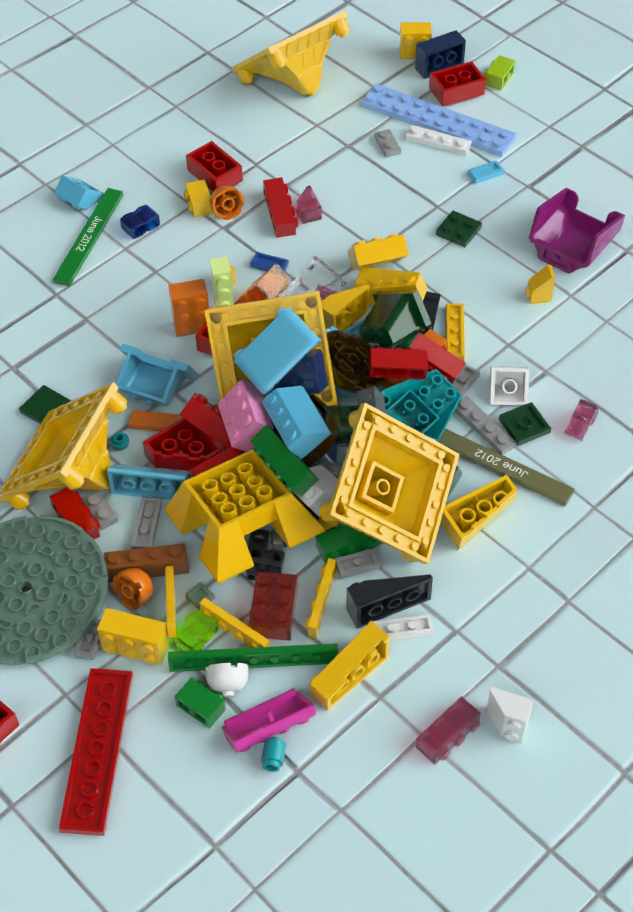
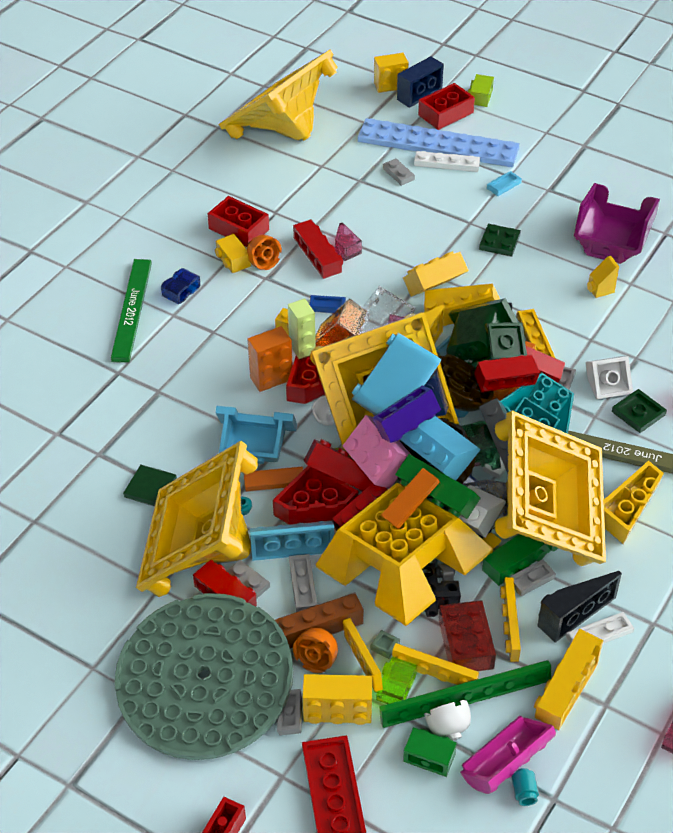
camera: 15 degrees left, 5 degrees down
(77, 192) = (105, 268): medium azure slope -> none
(253, 466) = (410, 498): none -> orange tile
(272, 386) = (406, 414): none -> dark purple brick
(408, 331) = (505, 340): none -> dark green tile
(484, 426) = (603, 421): light grey plate -> none

